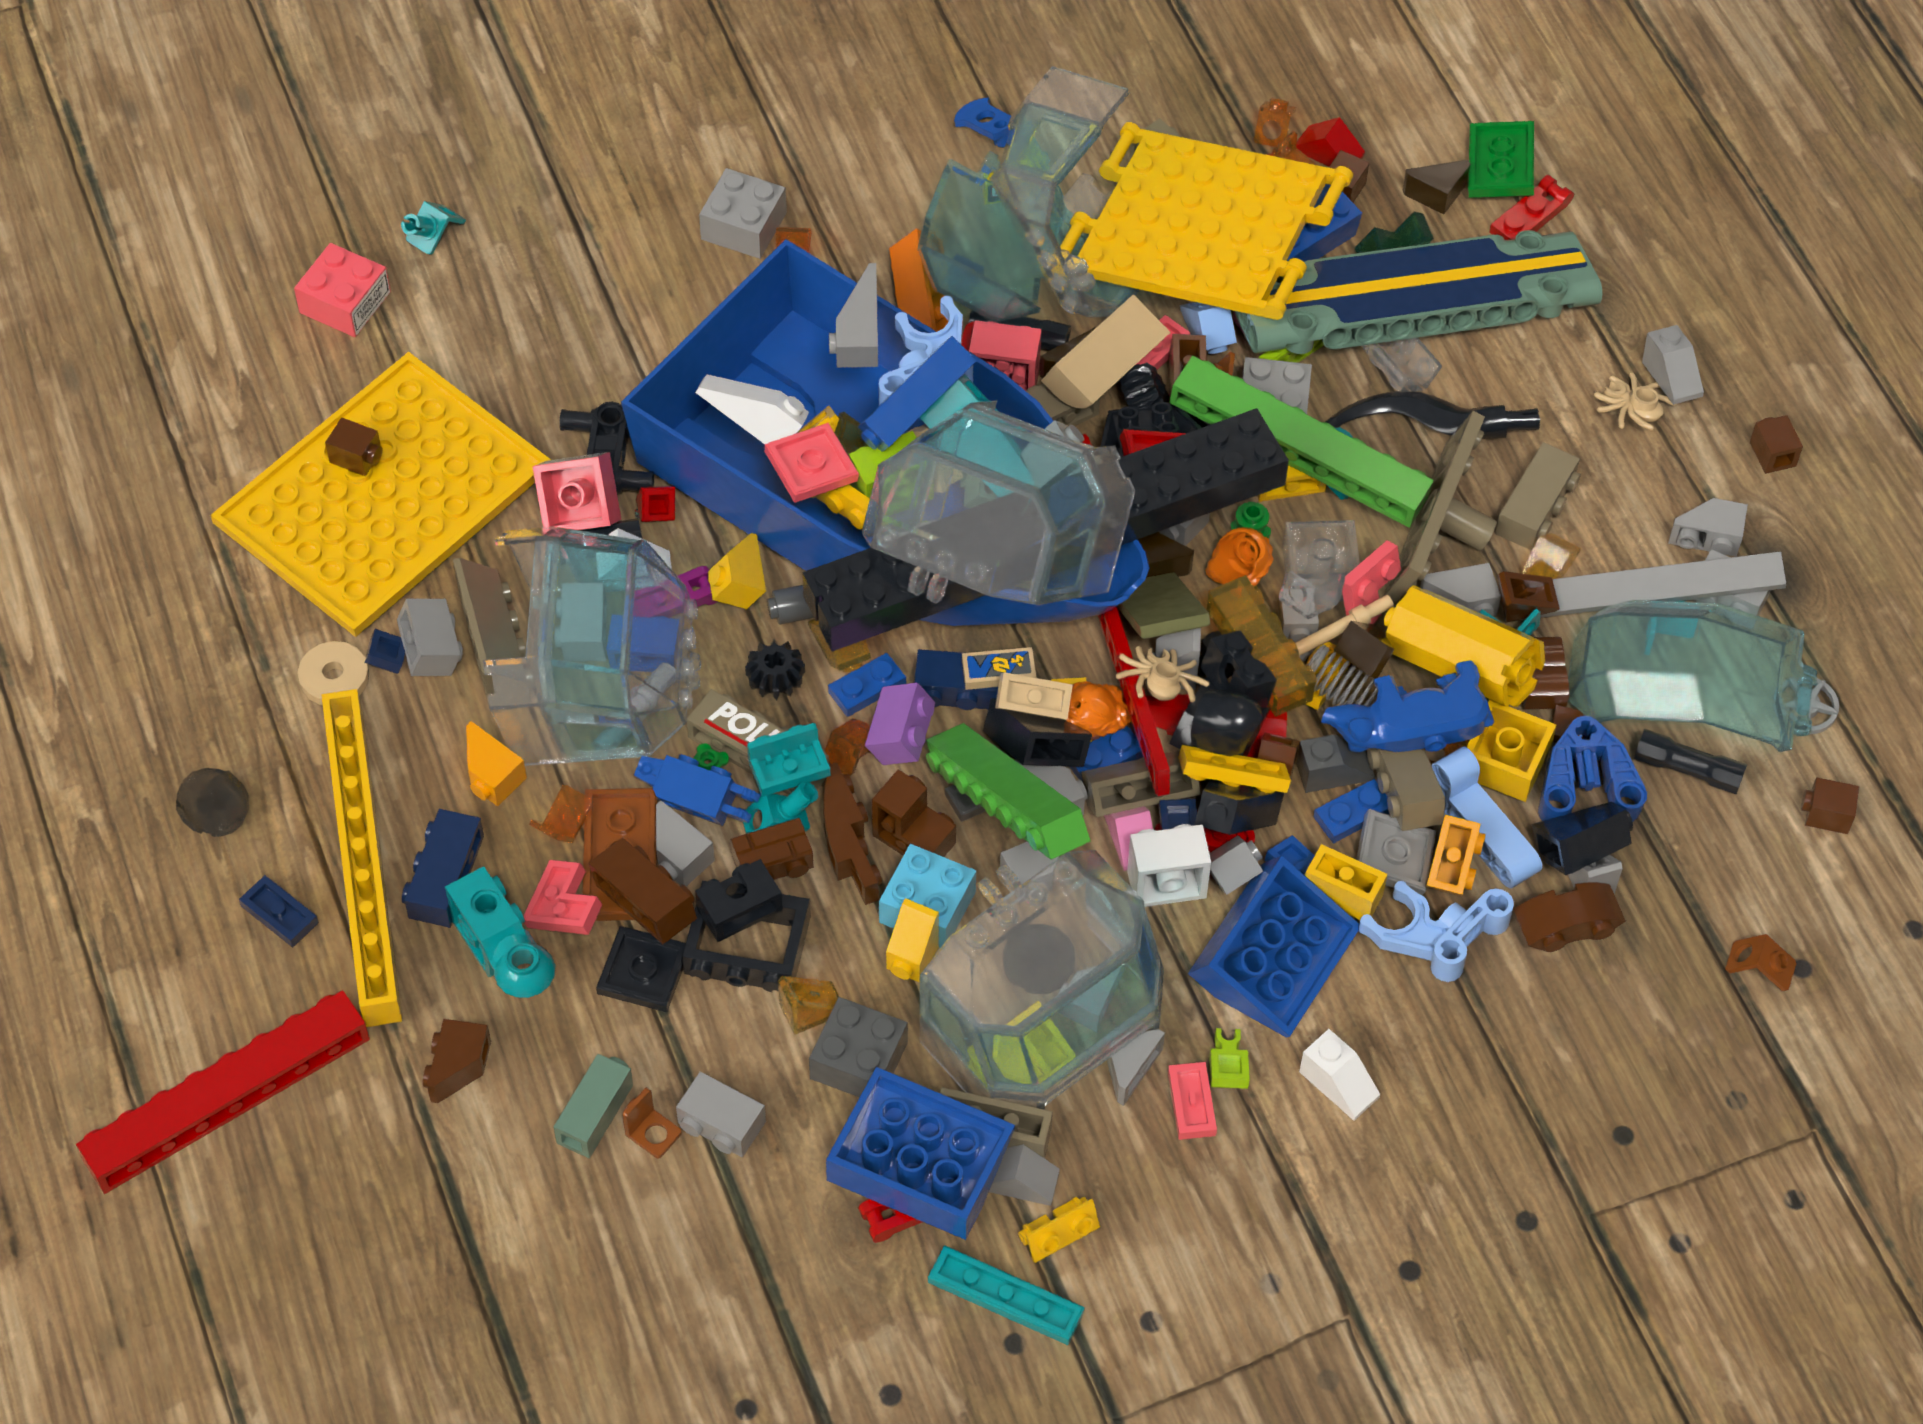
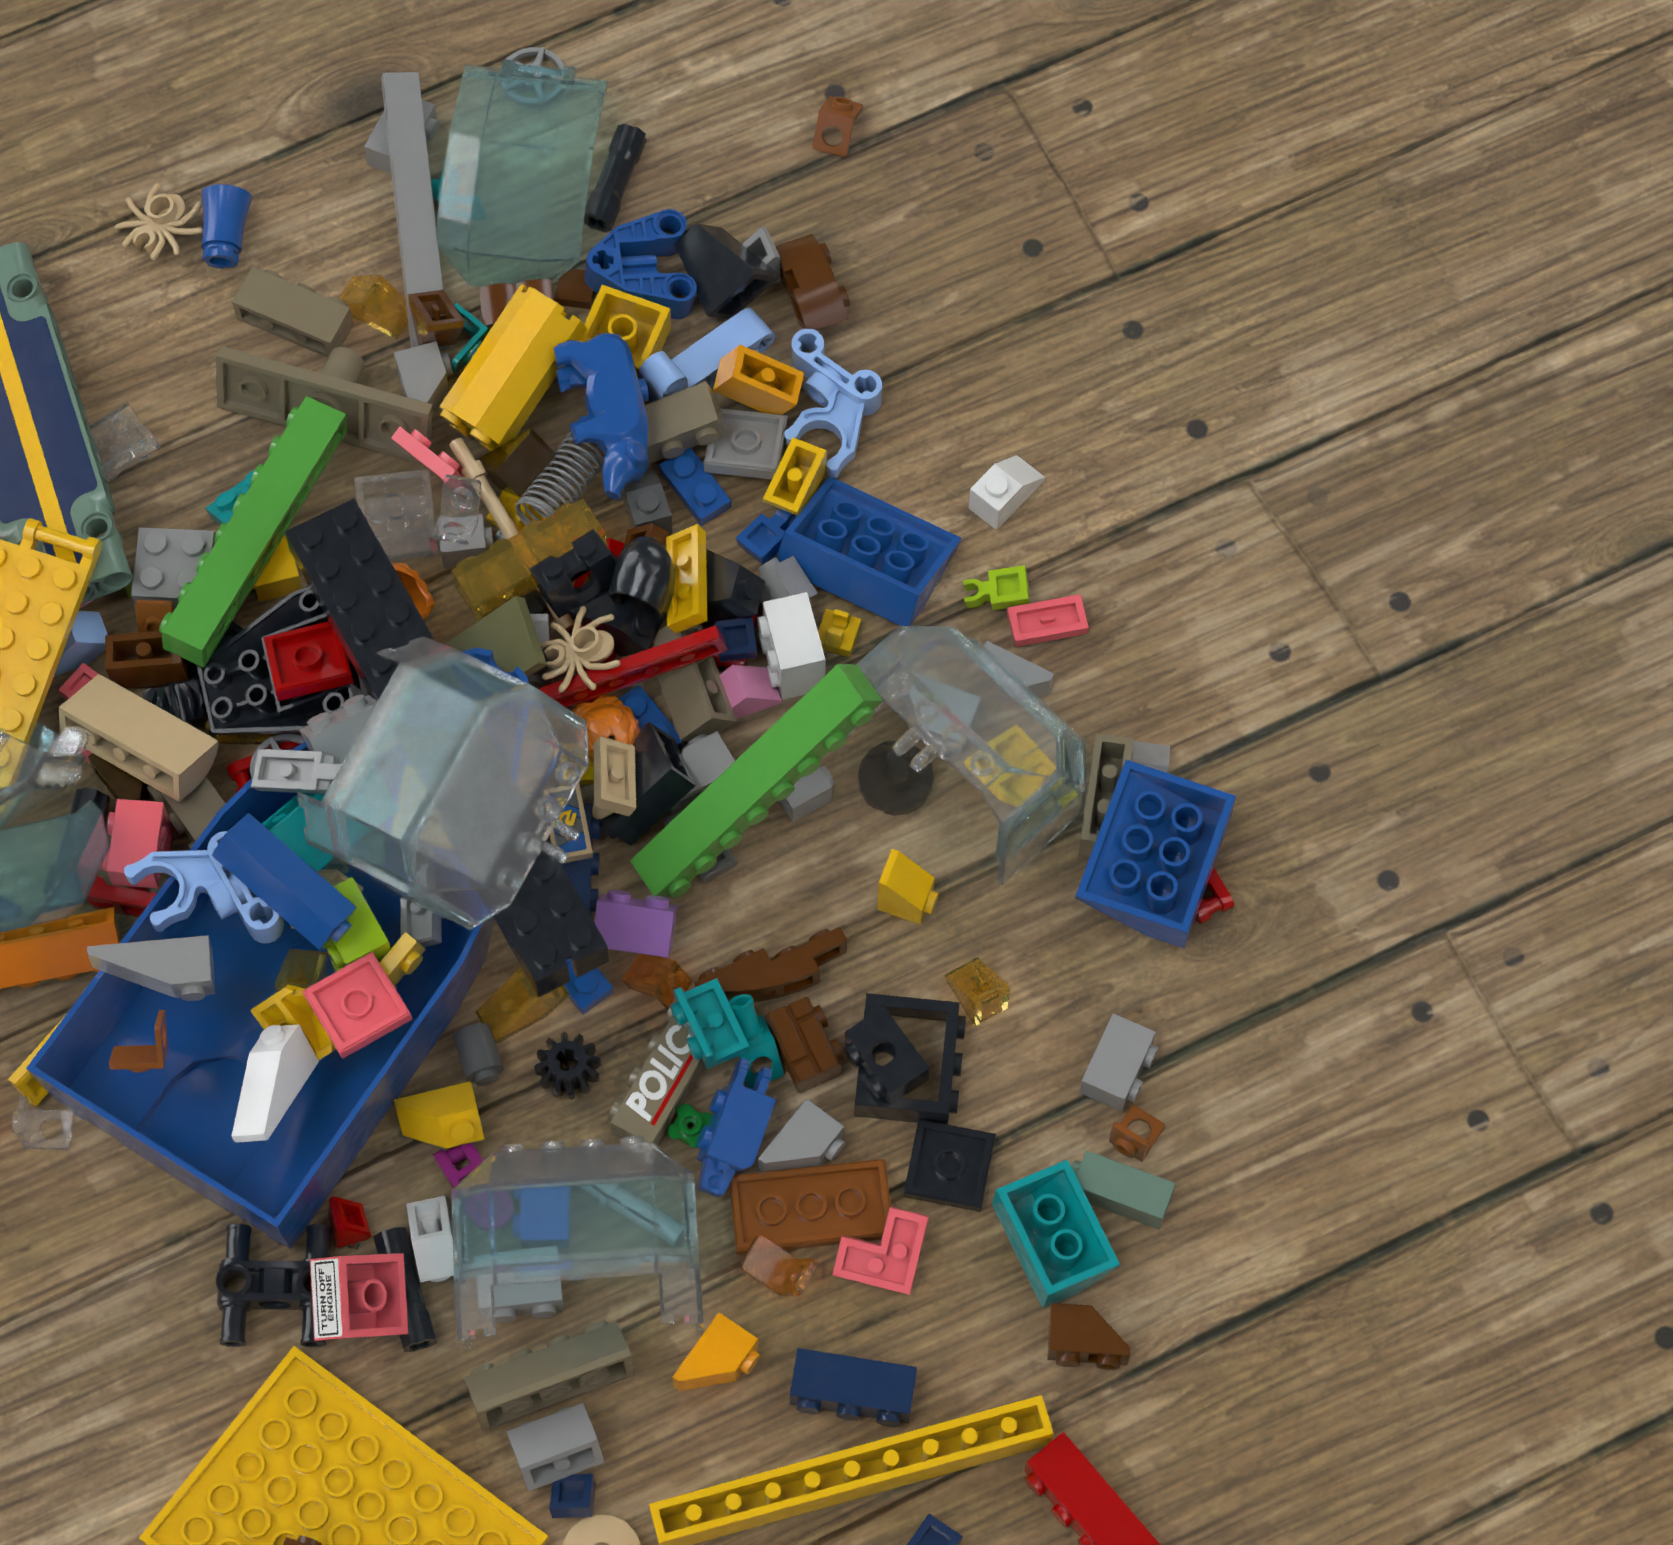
camera: 95 degrees left, 10 degrees up
(497, 935) = (950, 1301): teal brick -> none
(554, 1031) = (1054, 1233): none -> teal slope
(643, 890) = (876, 1159): reddish brown brick -> none
(783, 307) = (143, 1057): none -> dark orange bracket
(854, 1045) = (1031, 934): dark grey brick -> none
(904, 818) = (758, 902): reddish brown brick -> none
(932, 883) = (841, 882): medium azure brick -> none
(1006, 1295) = (1273, 781): teal tile -> none
(1034, 408) = (294, 771): none -> light grey hinge
(1071, 1223) = (1189, 722): yellow hinge -> none
(1191, 919) = (839, 632): none -> yellow tile
(1439, 414) = (184, 413): black animal -> none
(1627, 445) = (223, 224): none -> blue plant
(1673, 364) = (116, 180): light grey slope -> none
(1710, 526) = (324, 149): light grey slope -> none
(1776, 444) = (213, 89): reddish brown brick -> none
(1830, 805) = (658, 55): reddish brown brick -> none

